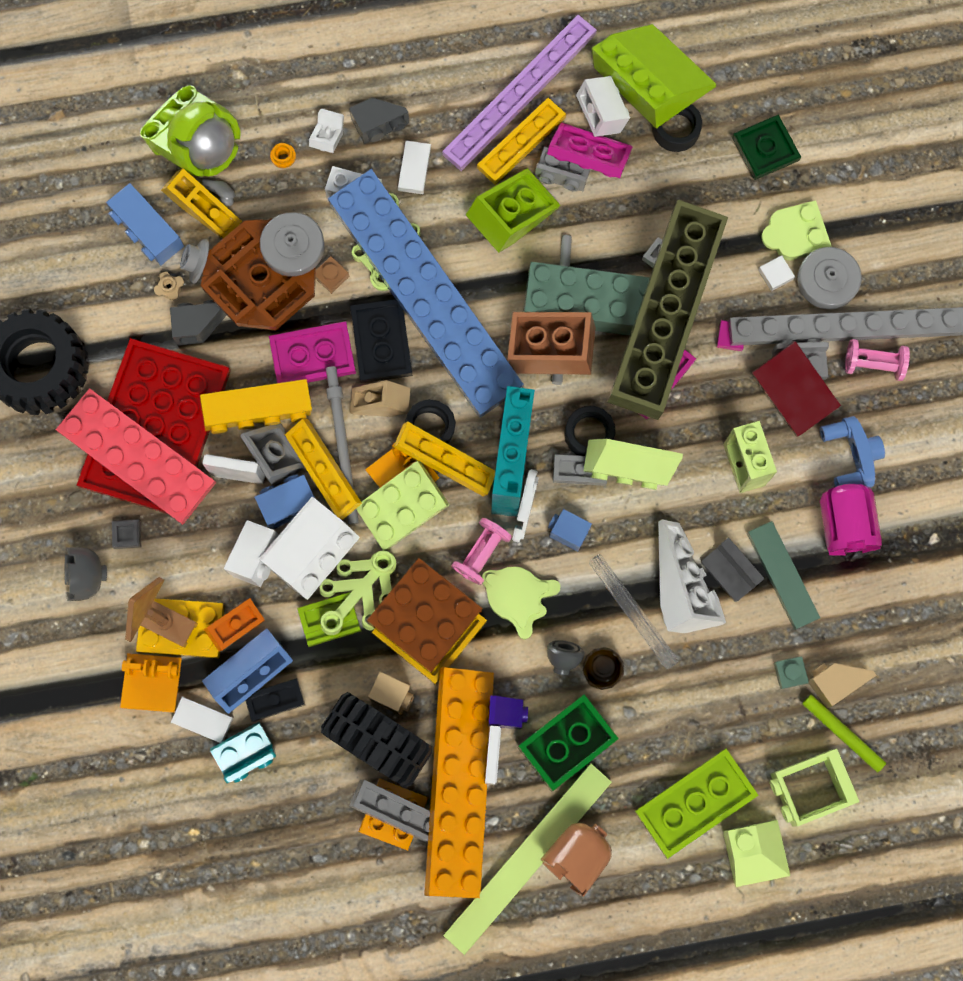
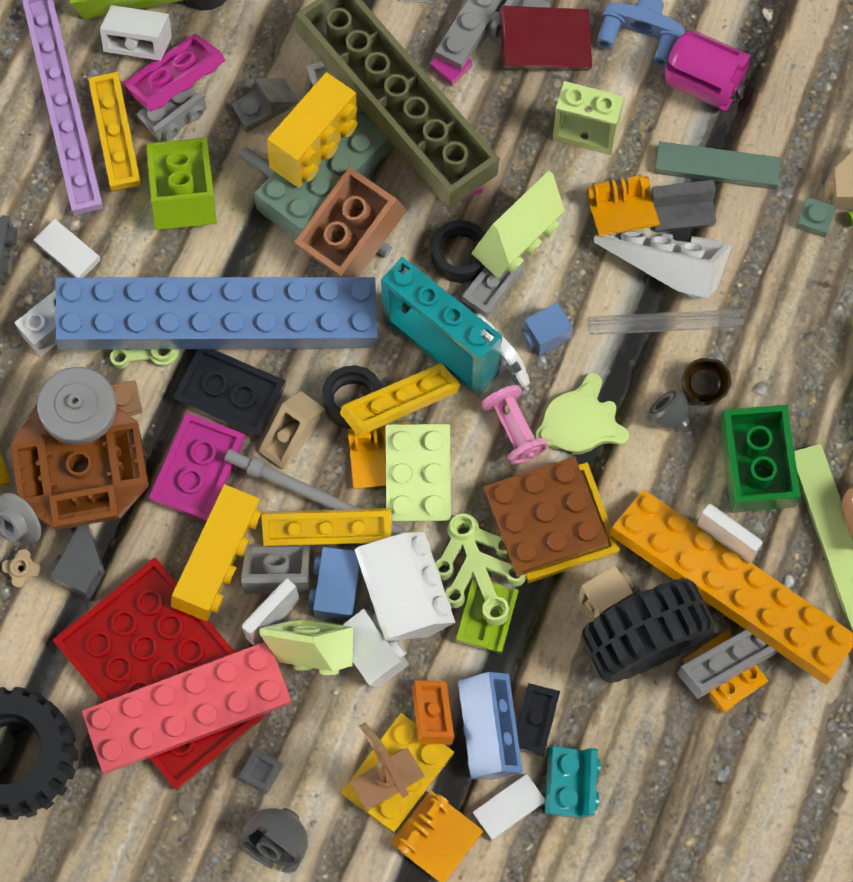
camera: 55 degrees left, 5 degrees down
(227, 510) = (311, 645): none -> yellowish green slope
(507, 712) = (693, 497): dark purple slope -> none
(597, 269) = (313, 130): none -> yellow brick
(613, 227) = (265, 103): none -> flat silver slope
(700, 525) = (622, 206): none -> light orange hinge

